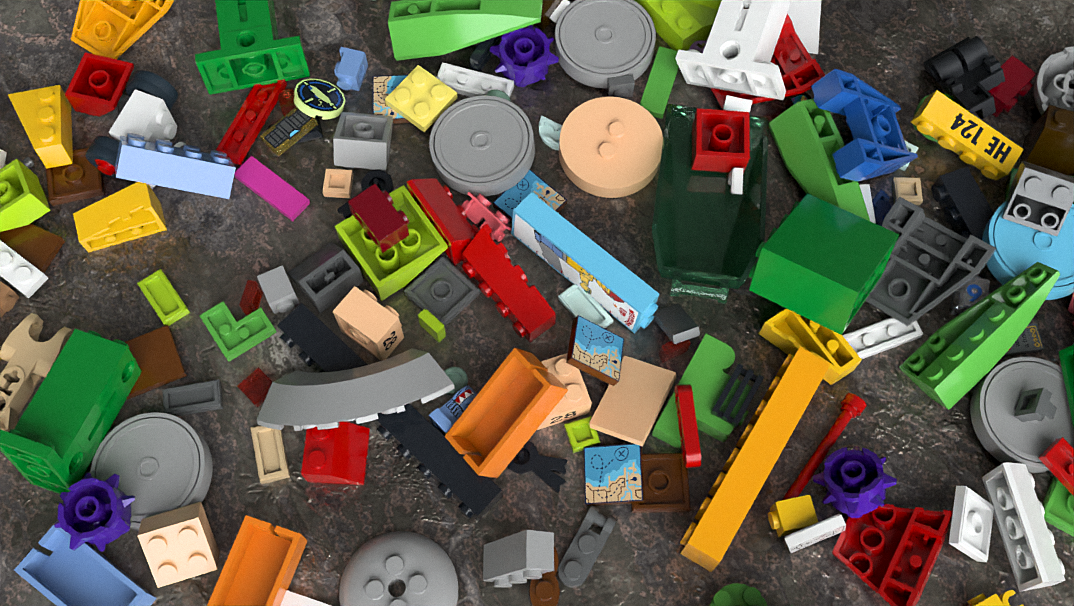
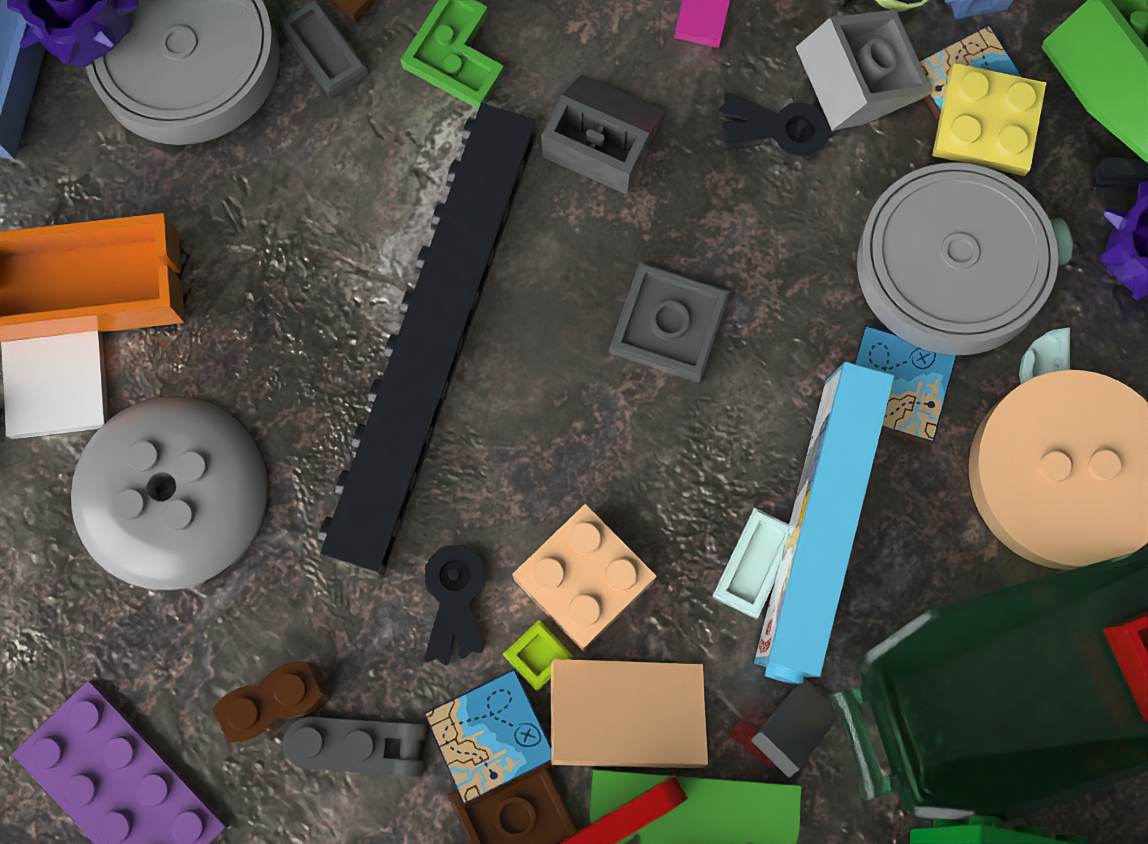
camera: 65 degrees right, 10 degrees up
(179, 544) = (87, 145): light nougat brick -> none
(251, 297) = (513, 43): clear red tile -> none
(256, 387) = (382, 129): clear red tile -> none
(270, 454) = (292, 200): tan tile -> none
(278, 290) = (542, 75): light grey brick -> none
(336, 454) = (330, 292): red slope -> none
(338, 183) = (770, 70): light nougat plate -> none
(352, 394) = (413, 277): light grey brick -> none
(369, 323) = (549, 236): light nougat brick -> none
(379, 218) = (723, 158): dark red brick -> none
(402, 262) = (706, 199): lime slope -> none
(432, 325) = (602, 333): lime tile -> none
(444, 215) = (792, 261): red slope -> none
(449, 413) = (478, 441): medium blue leg -> none
(458, 377) = (530, 413): sand green tile -> none
(472, 82) = (1069, 186): white tile -> none
(479, 208) = (842, 311): coral hinge -> none
(505, 413) = (496, 519): orange piece -> none
(507, 286) = (725, 419): red wedge -> none
(518, 558) = (270, 651): light grey brick -> none
(595, 350) = (680, 613): tile -> none
(735, 179) = (1121, 716): white tile -> none

